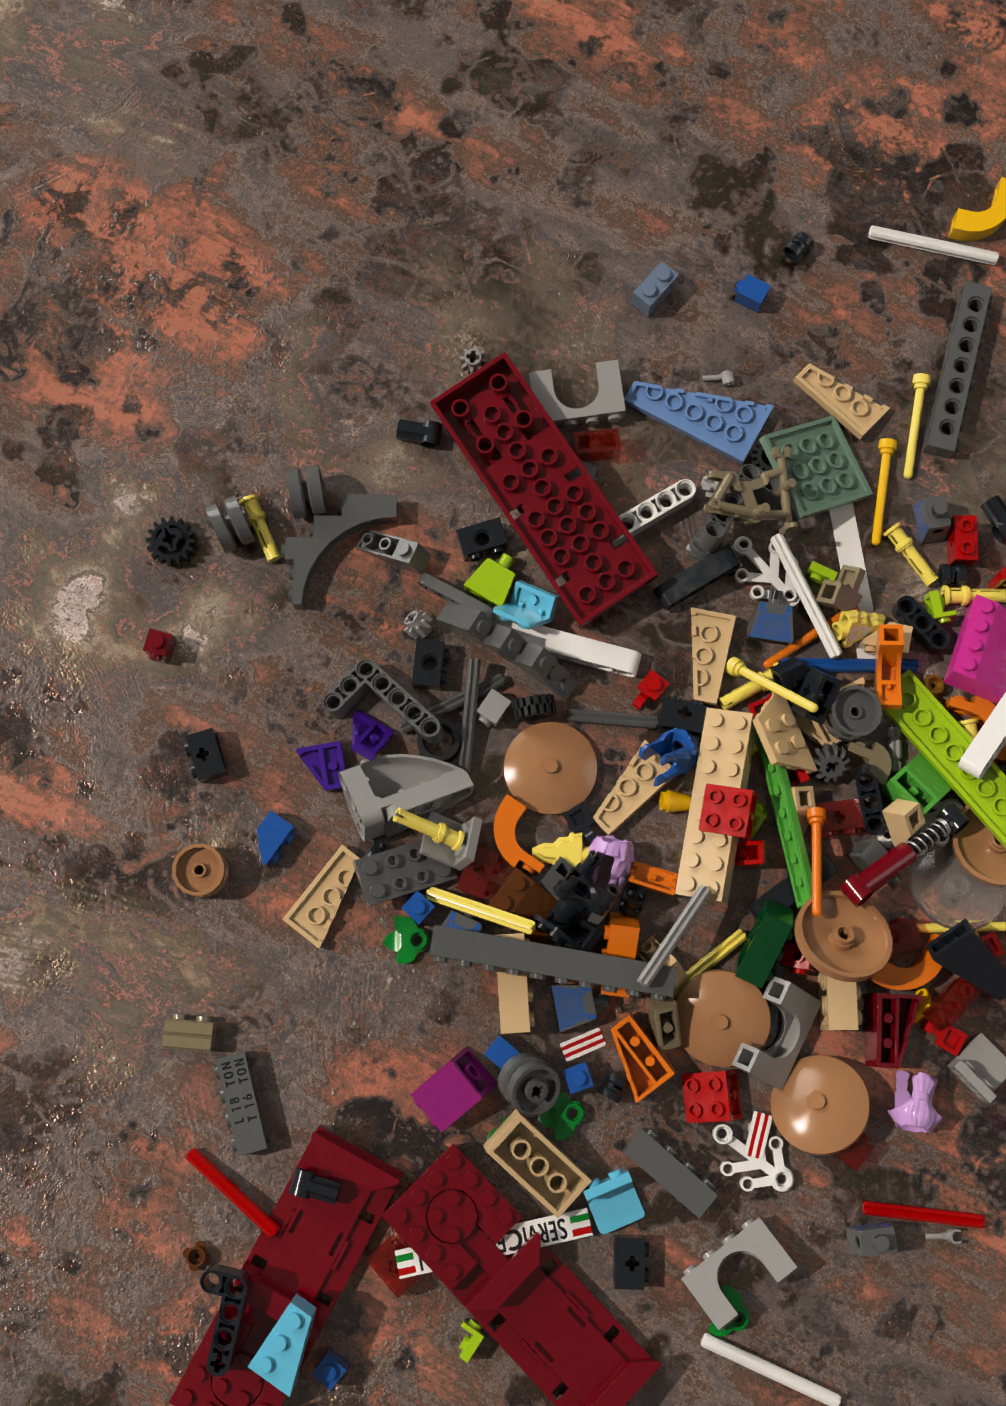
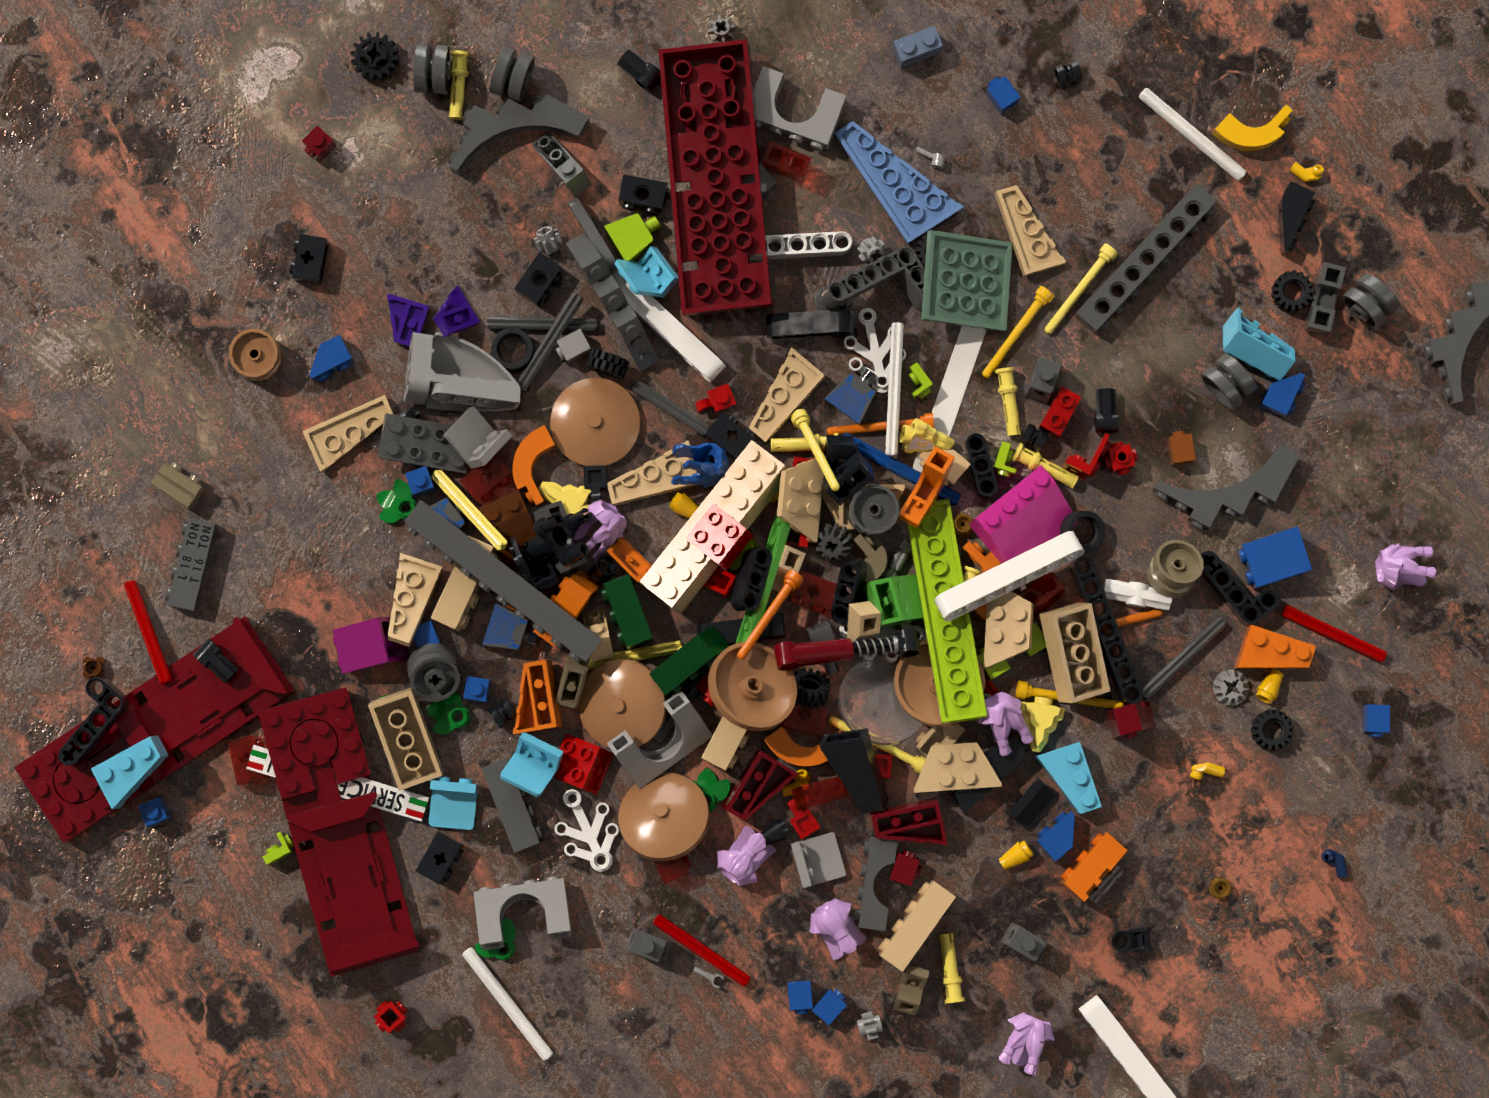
camera: 30 degrees right, 5 degrees up
(389, 696) = (490, 289): dark grey beam -> none
(438, 832) = (468, 426): light yellow pin -> none
(468, 1019) = (411, 597): none -> tan wing
(582, 1044) = (497, 666): sticker -> none
(671, 1124) = (532, 765): none -> medium azure bracket
(674, 936) = (614, 613): light grey axle -> none
(697, 939) = (627, 612): none -> dark green brick
(753, 512) = (880, 292): dark tan piece -> none
(758, 1135) = (601, 815): sticker -> none
(779, 836) = (758, 571): none -> black beam
(844, 592) = (926, 405): dark tan brick -> none
(849, 1052) = (712, 788): none -> green plate
(893, 901) = (814, 681): none -> black tyre
(928, 1061) = (775, 832): none -> black cone

